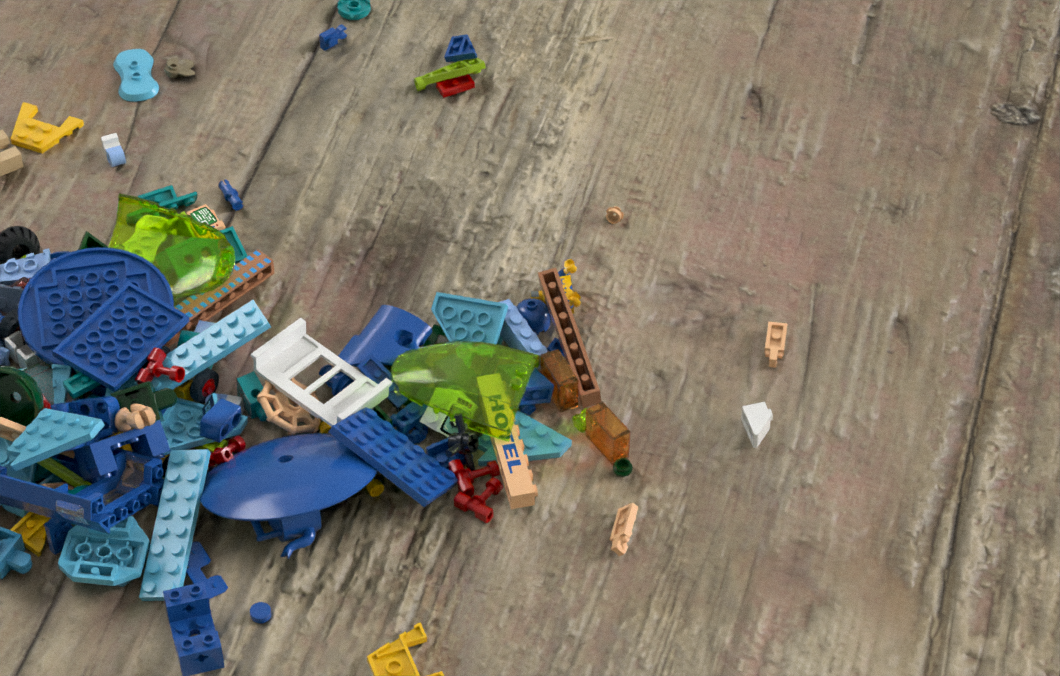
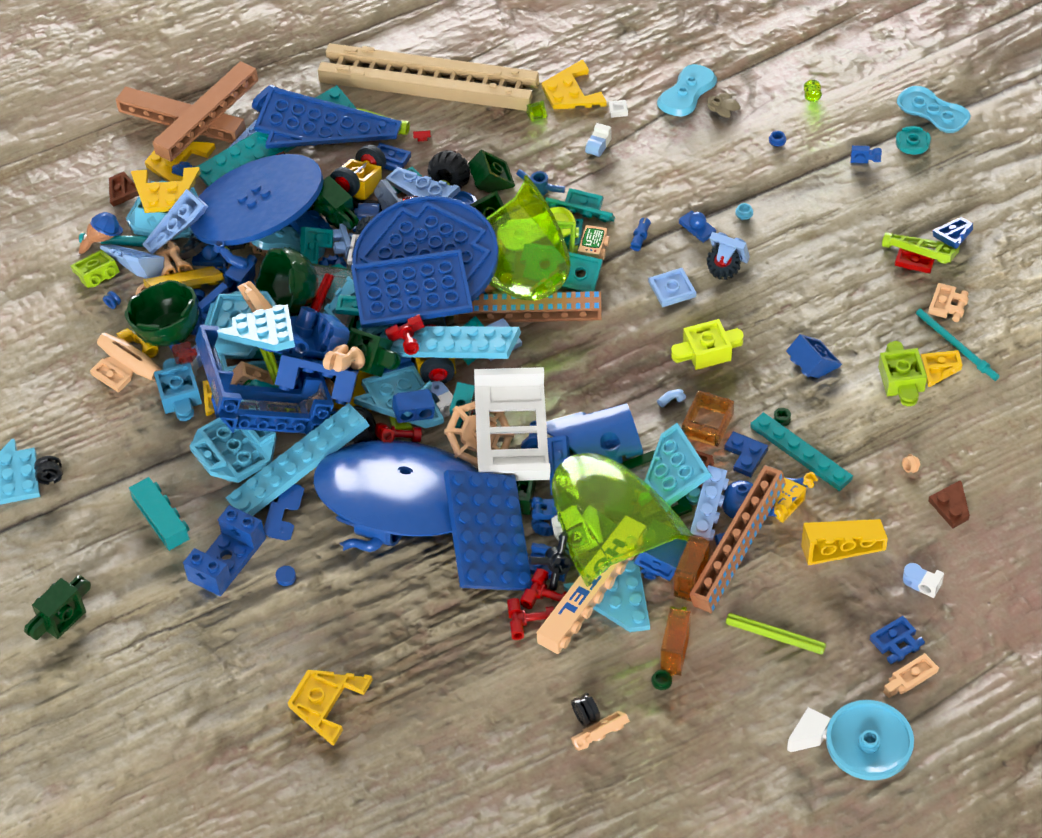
camera: 50 degrees right, 5 degrees up
(32, 161) = (536, 111): none -> clear neon green slope
(54, 228) = (490, 172): none -> dark green slope
(97, 120) = (618, 108): none -> white tile
(98, 647) = (159, 513): none -> teal brick
(104, 210) = (540, 180): none -> blue piece
(238, 17) = (812, 90): none -> clear neon green wheel
(252, 65) = (777, 138): none -> blue plate
(267, 161) = (696, 224): none -> blue tile
(290, 130) = (744, 211): none -> medium azure plate
(302, 214) = (672, 287): none -> light blue plate
(319, 164) = (726, 255): none -> plate
(381, 233) = (704, 336): none -> neon yellow brick
(398, 282) = (670, 395): none -> light blue arm
(442, 266) = (703, 432): none -> clear orange window
(464, 192) = (812, 356): none -> blue slope
(490, 242) = (782, 412): none -> dark green bush
(494, 282) = (749, 451): none -> blue plate
(506, 97) = (943, 299): none -> light nougat plate
(529, 258) = (801, 451): none -> teal plate
(540, 160) = (902, 373): none -> lime brick
(556, 141) = (940, 365): none -> yellow wing
(583, 122) = (982, 365): none -> teal bar
(599, 523) = (585, 709): none -> black wheel
(631, 292) = (842, 539): none -> yellow wedge
(659, 382) = (776, 633): none -> lime axle
(670, 222) = (951, 504): none -> copper wing
(711, 280) = (922, 580): none -> leg
(734, 326) = (894, 634): none -> blue plate
(802, 396) = (869, 740): none -> medium azure dish

